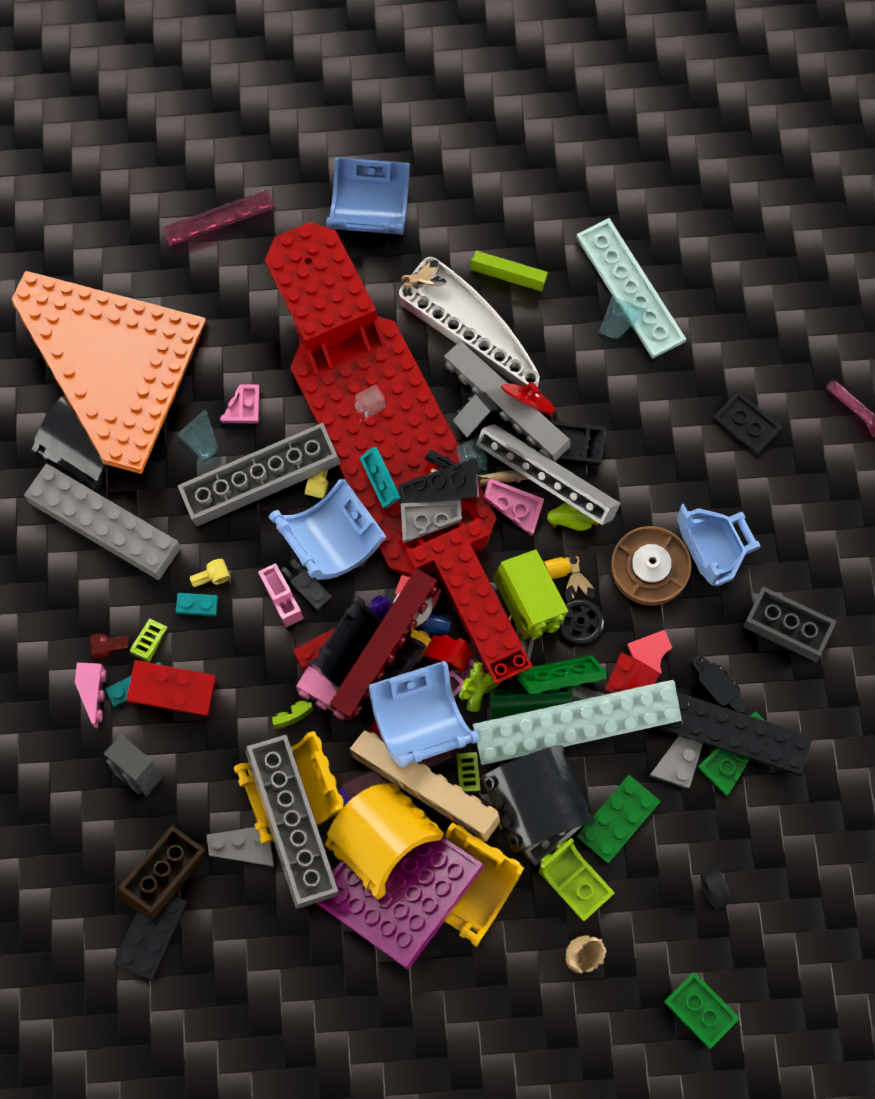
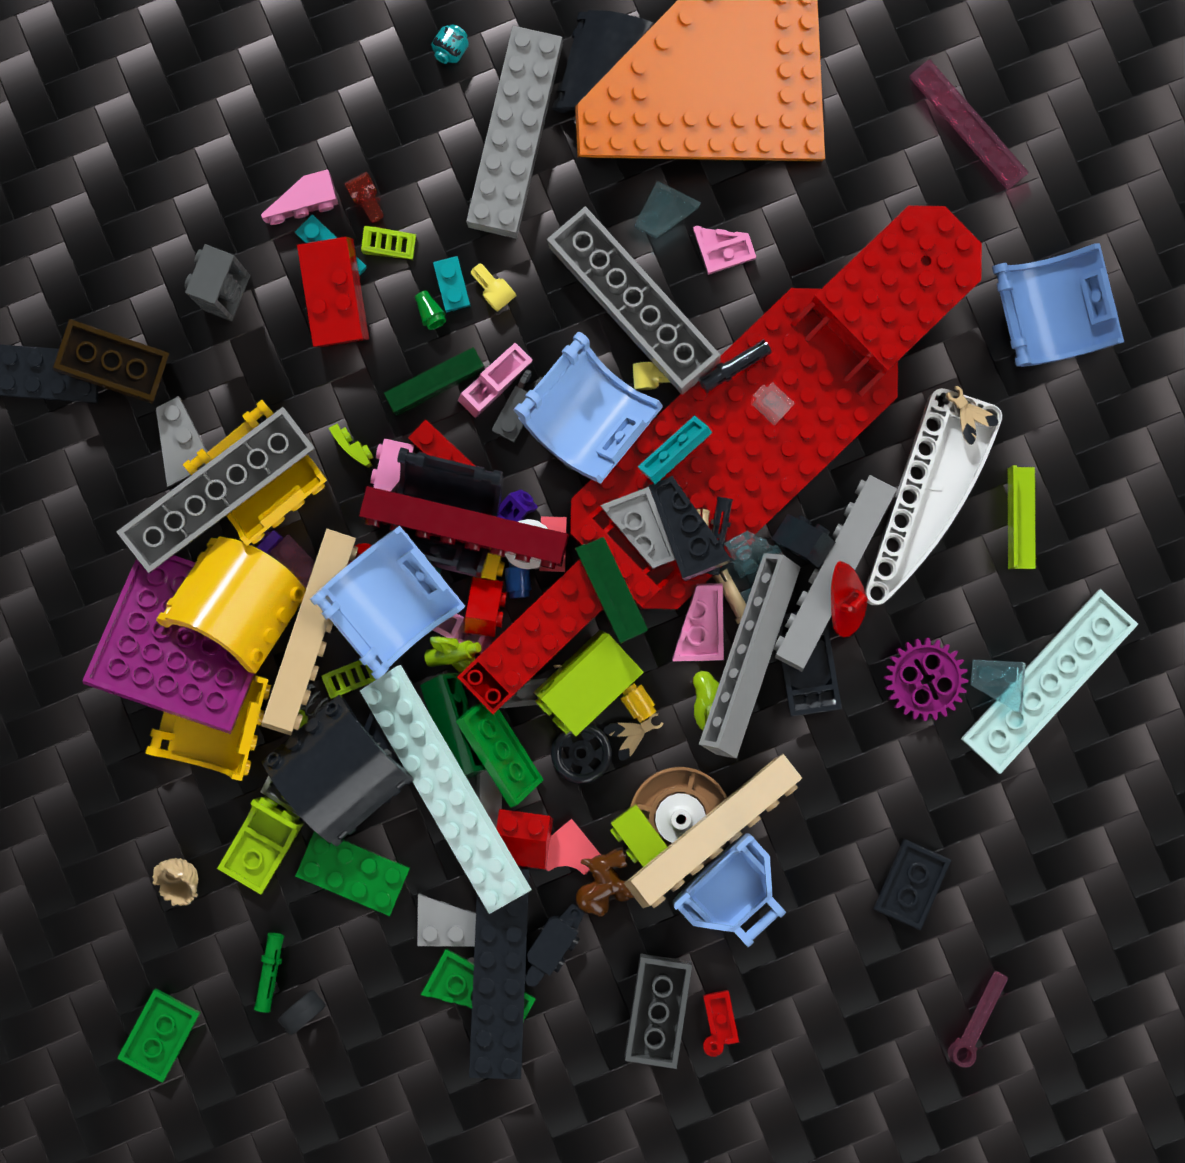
camera: 75 degrees right, 15 degrees up
(17, 546) = (450, 44): none -> teal head
(211, 625) = (430, 311): none -> green cone
(265, 639) = (434, 381): none -> dark green panel
(335, 427) = (726, 371): none -> black pin
(468, 550) = (611, 589): none -> dark green panel
(599, 351) = (946, 668): none -> magenta gear
(664, 591) = (638, 835): none -> lime brick
(669, 539) = (713, 831): none -> tan brick
(682, 910) = (271, 961): none -> green pin
(690, 643) = (595, 896): none -> reddish brown animal
(810, 585) = (720, 1021): none -> red hinge

